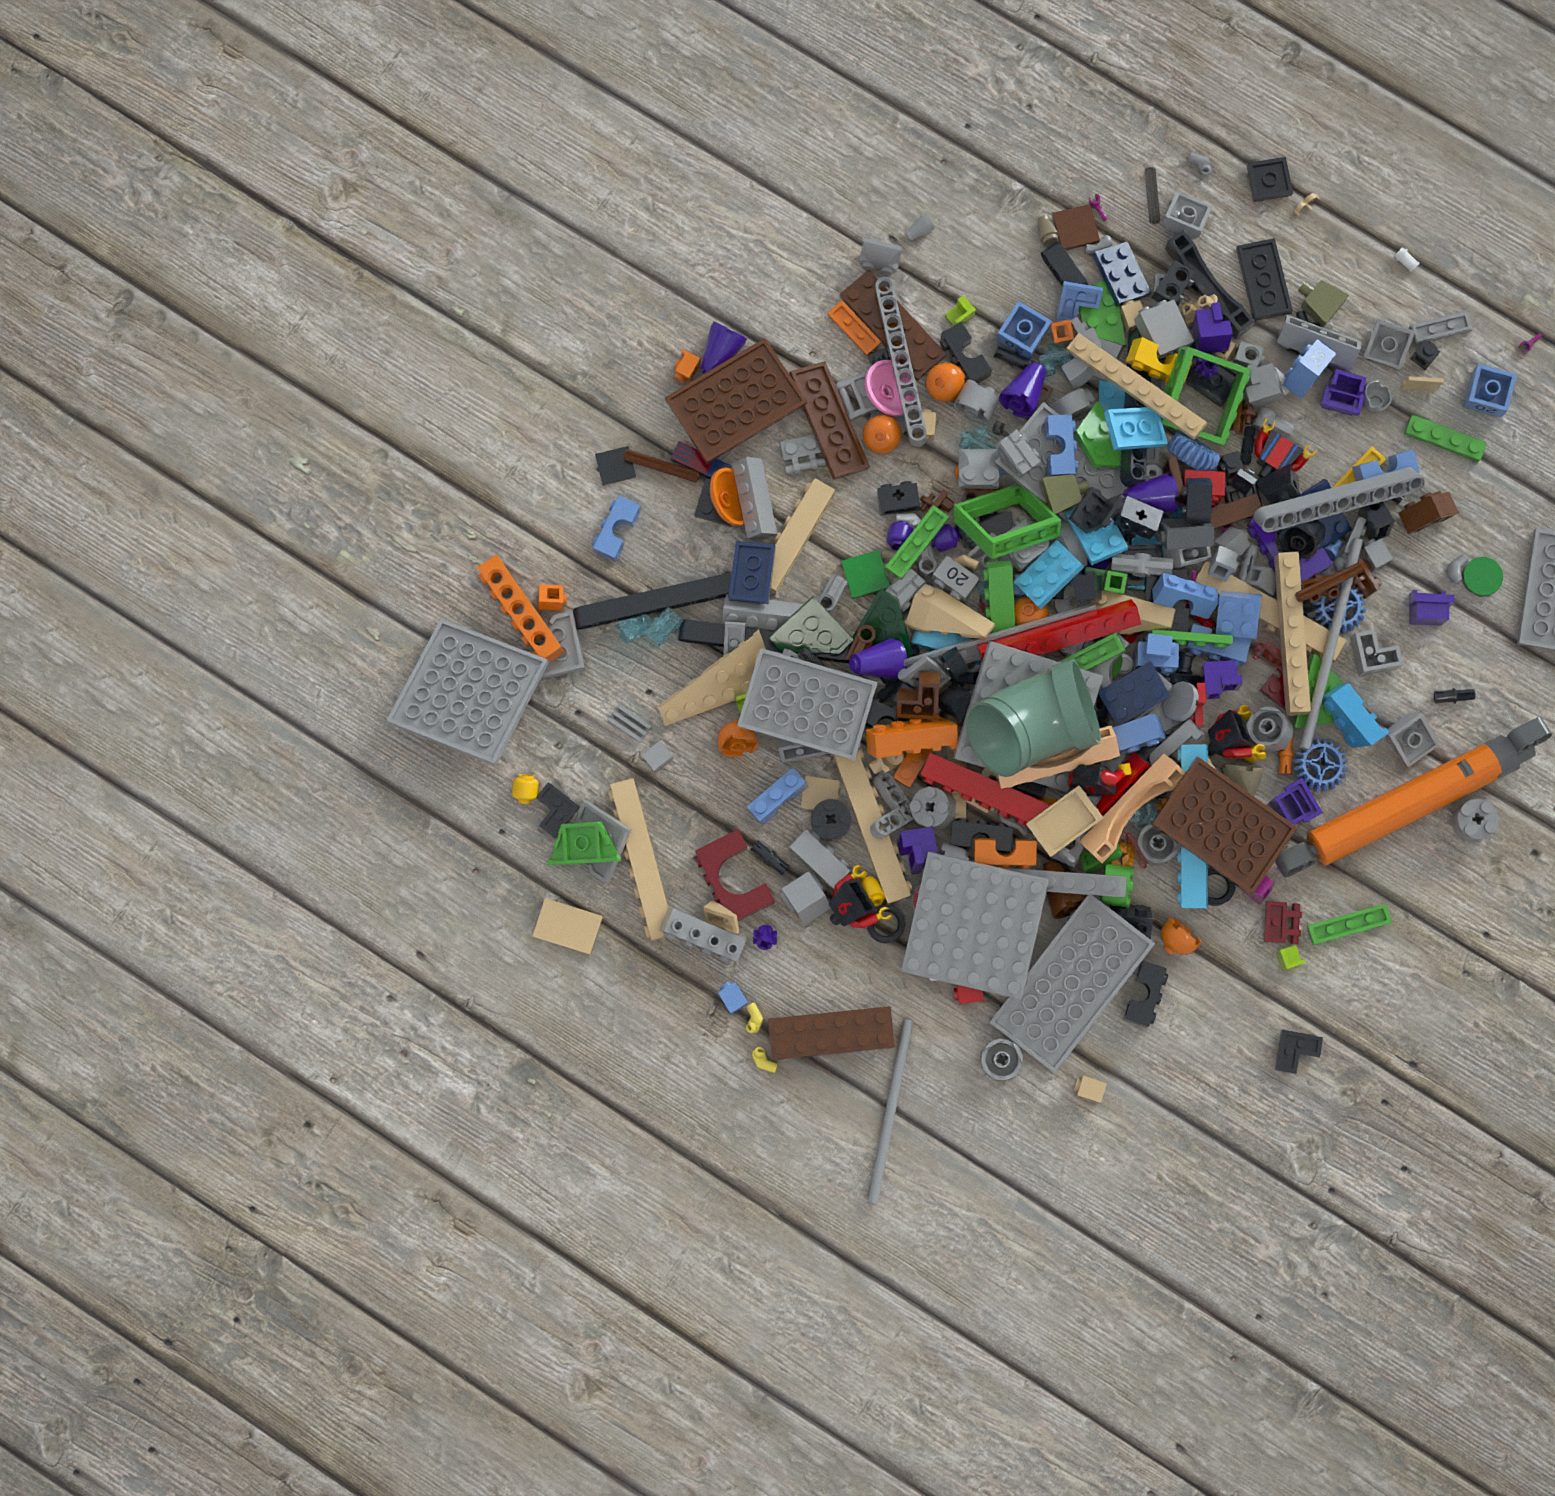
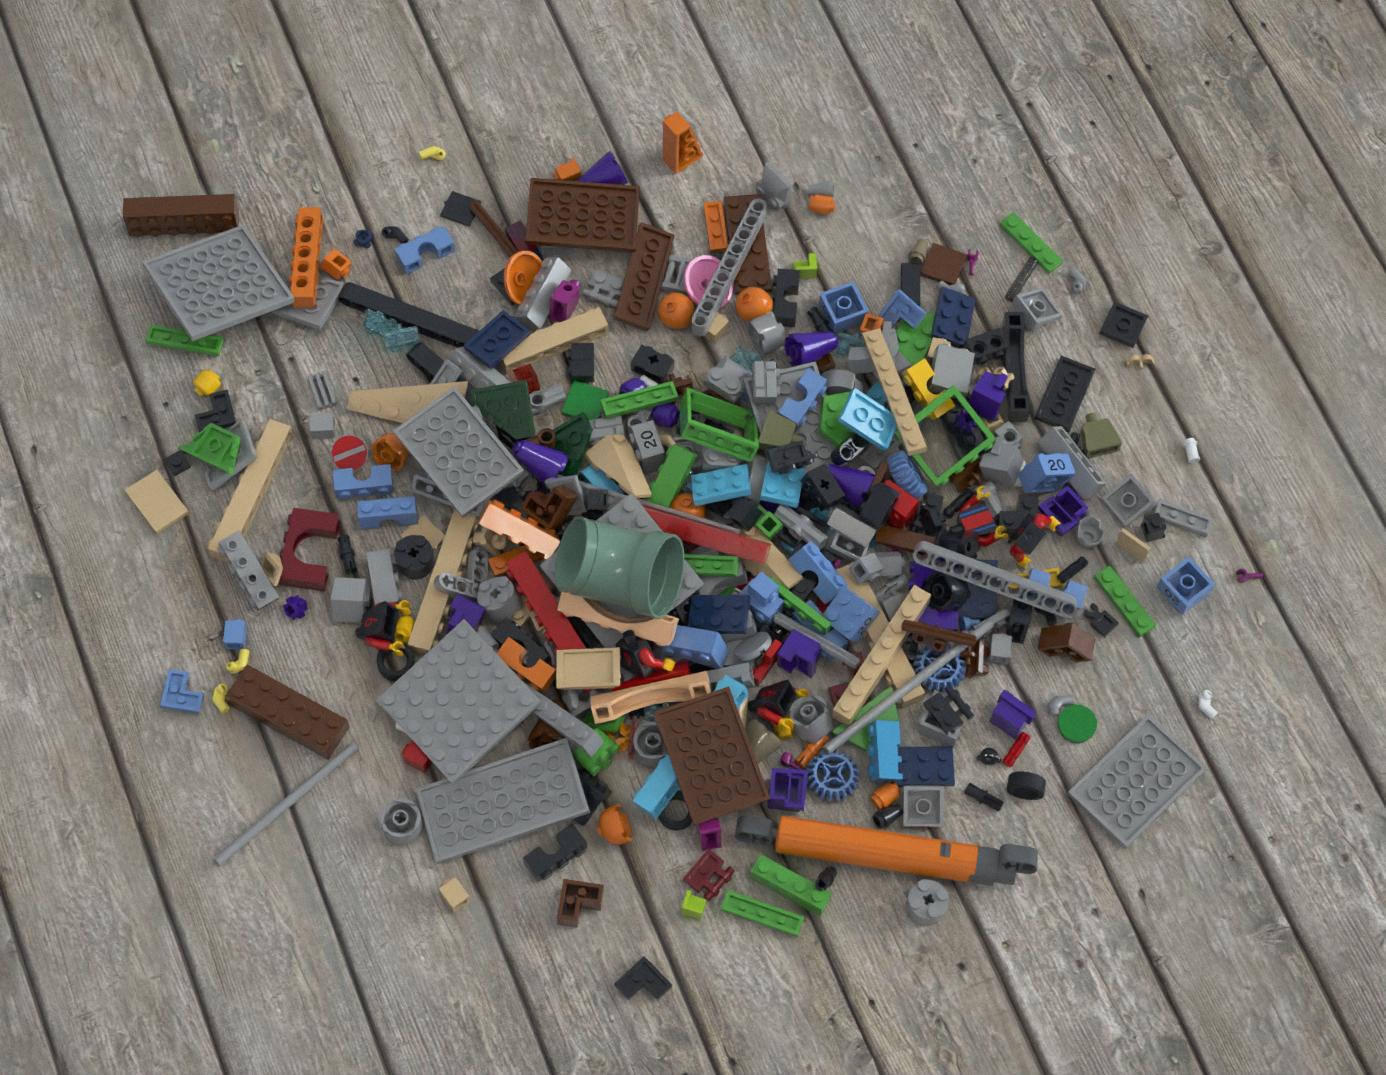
camera: 30 degrees right, 15 degrees down
(377, 648) = (180, 214): none -> reddish brown brick
(463, 767) = (180, 340): none -> bright green plate
(547, 552) = (360, 234): none -> dark blue plate
(550, 428) = (433, 152): none -> light yellow arm
(556, 878) = (177, 463): none -> black plate
(576, 530) = (394, 233): none -> black arm
(700, 765) = (349, 452): none -> red piece
(721, 796) = (378, 483): none -> medium blue arch
(727, 1087) = (177, 697): none -> medium blue plate
(770, 273) = (679, 143): none -> orange wedge
(779, 492) = (566, 294): none -> magenta torso
(799, 587) = (527, 373): none -> clear red bracket
(836, 539) = (581, 362): none -> black brick
(931, 242) = (821, 204): none -> orange brick
(1135, 154) = (1030, 242): none -> bright green plate
(1191, 1022) = (577, 896): none -> reddish brown brick
(1239, 656) = (825, 645): none -> light grey axle
(1271, 777) = (786, 760): none -> magenta hand
(1315, 421) = (1012, 520): none -> black brick
(1337, 438) = (1029, 535): none -> torso
(1355, 884) = (790, 885): none -> bright green brick
(1375, 754) = (885, 795): none -> orange brick
(1379, 649) = (944, 714): none -> black plate
(1382, 859) = (826, 878): none -> black pin
(1385, 440) = (1072, 569): none -> black axle
(1388, 770) = (886, 816): none -> black cone
(1390, 699) = (926, 766): none -> dark blue plate
(1431, 656) = (989, 756): none -> black piece
(1441, 470) = (1102, 622): none -> black plate
(1450, 635) = (1016, 749): none -> red axle
(1484, 662) = (1026, 785): none -> black tyre

